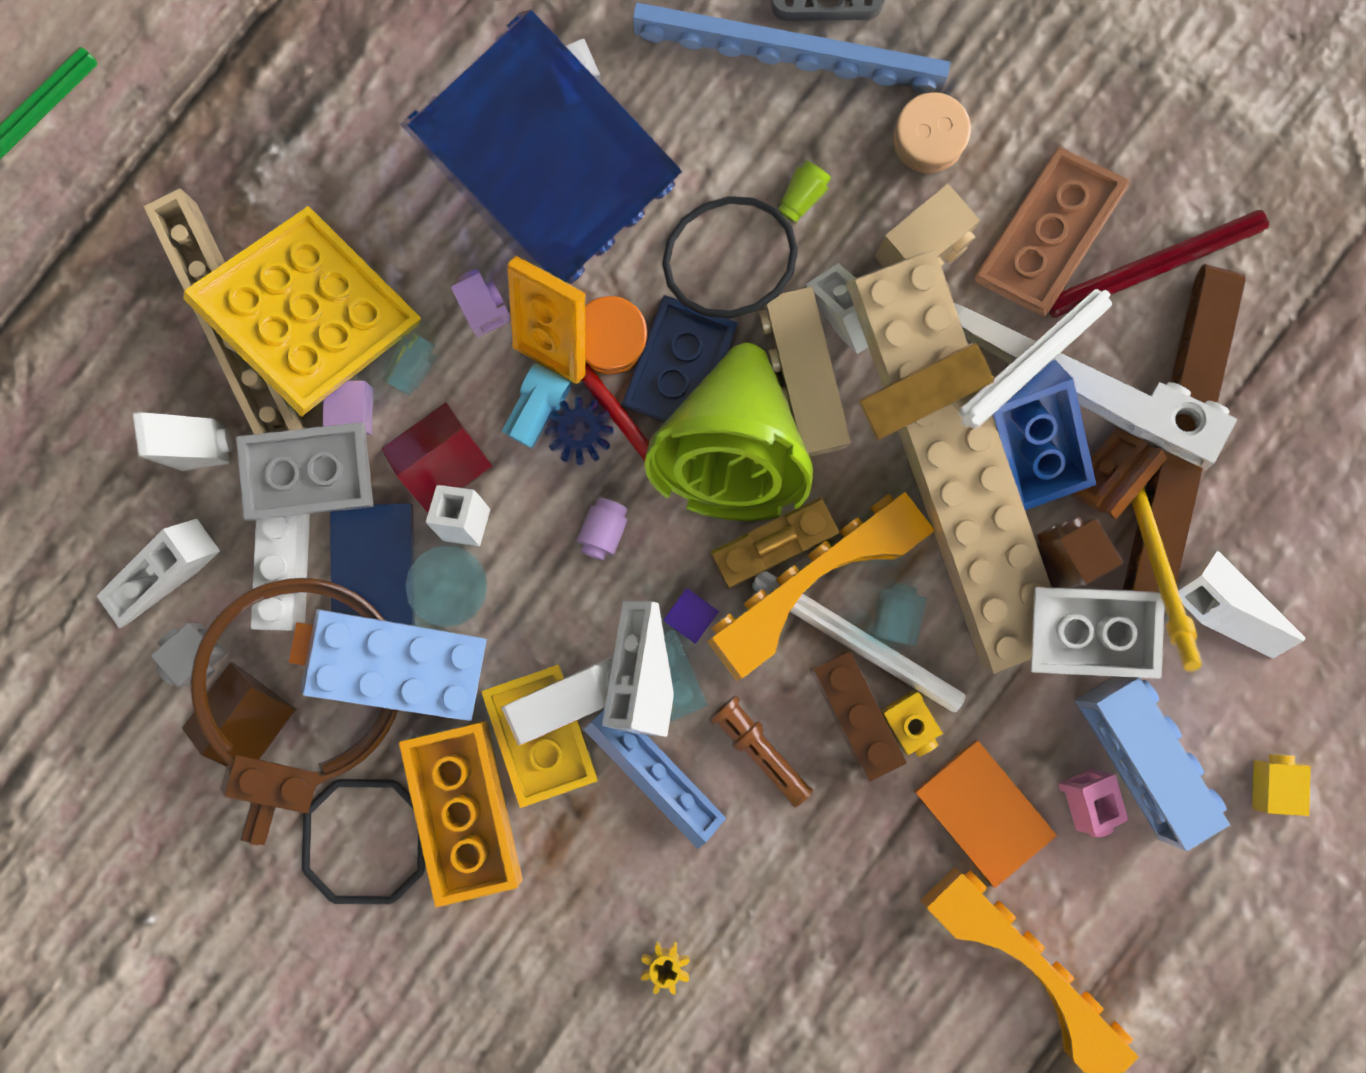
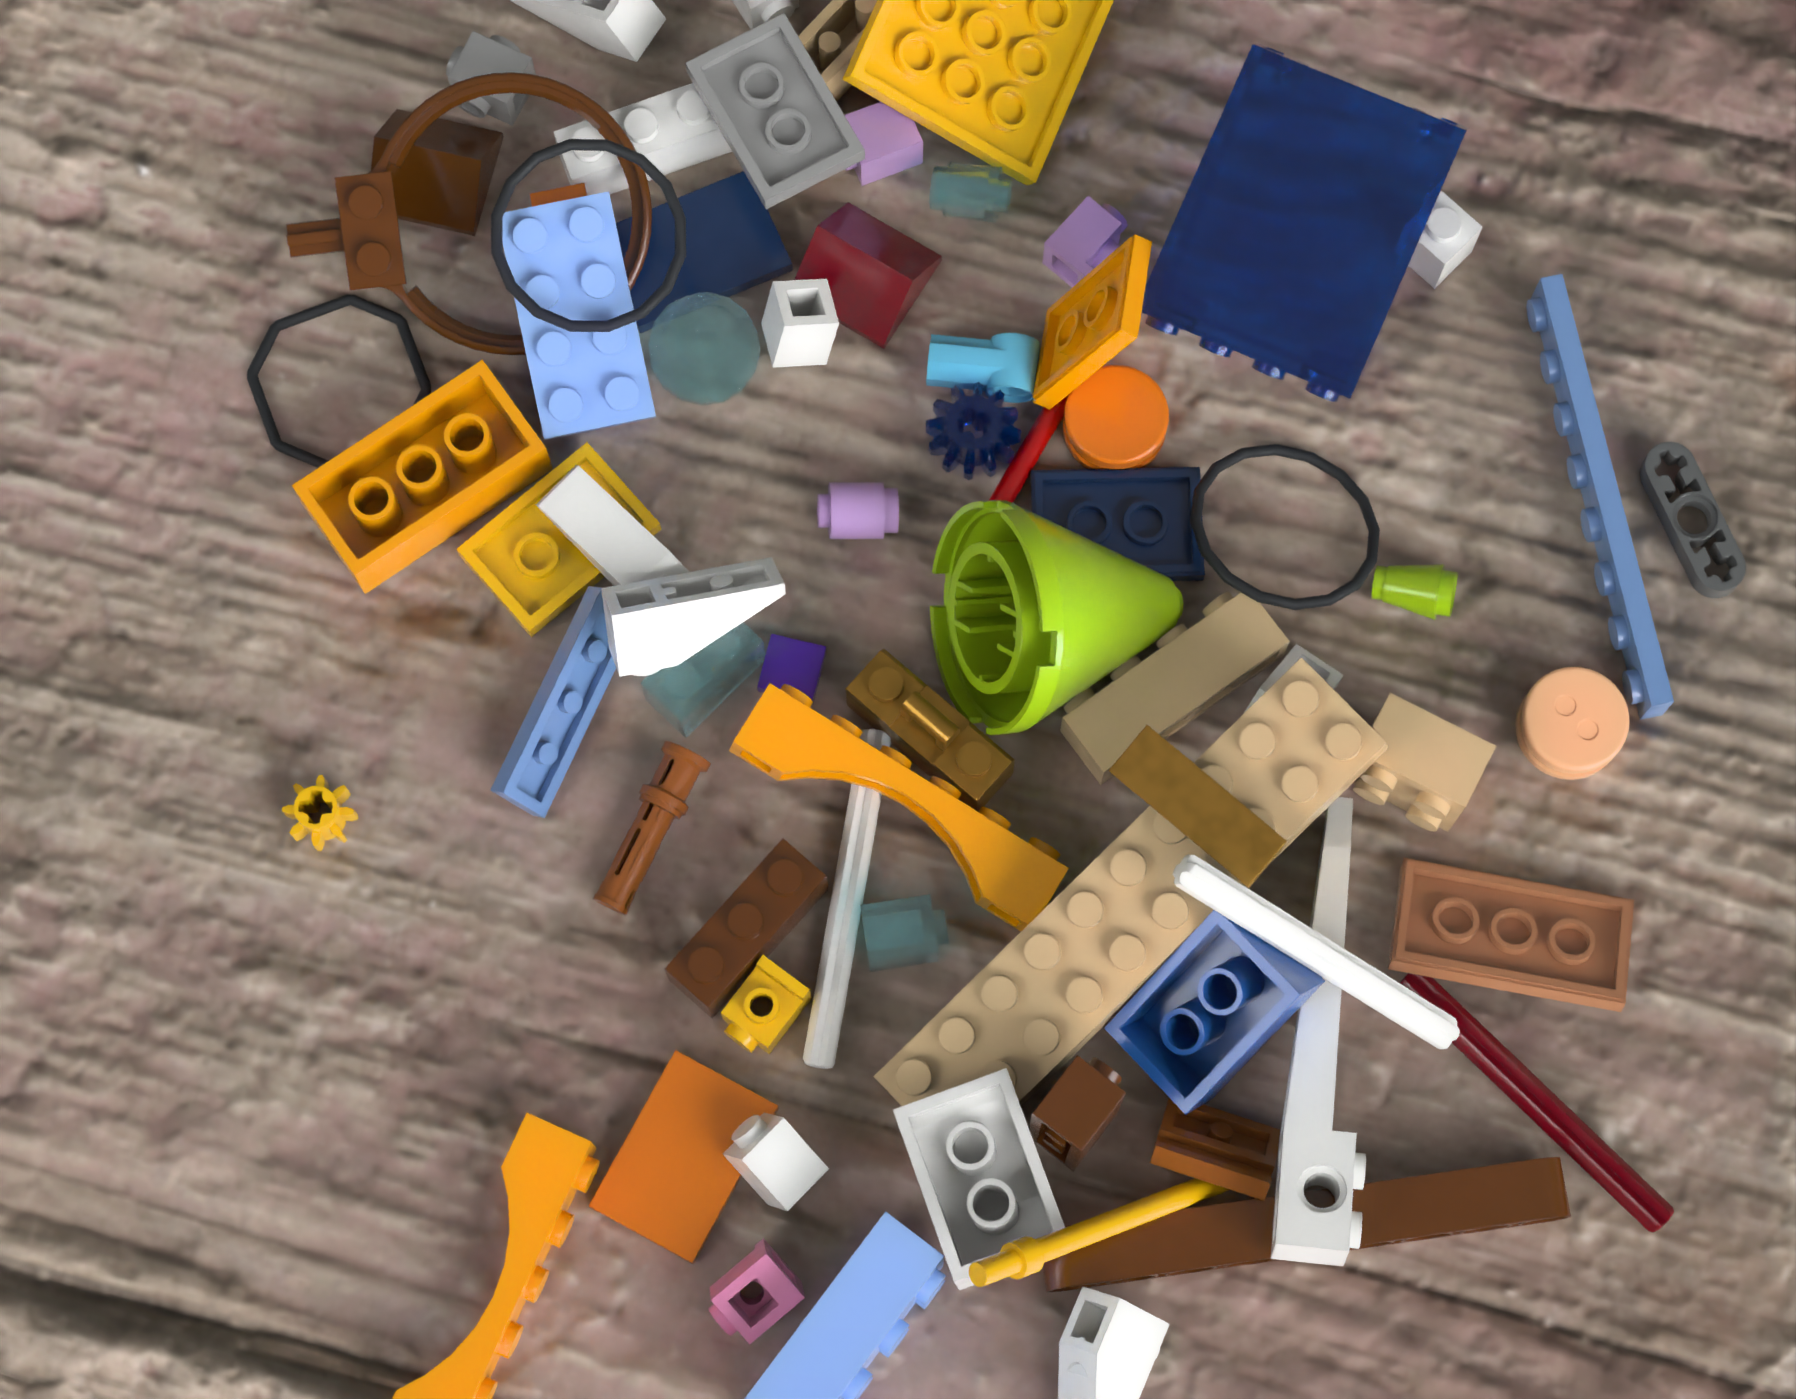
camera: 70 degrees right, 10 degrees down
(348, 705) = (587, 145): none -> black piece
(1018, 757) = (774, 1160): none -> white brick

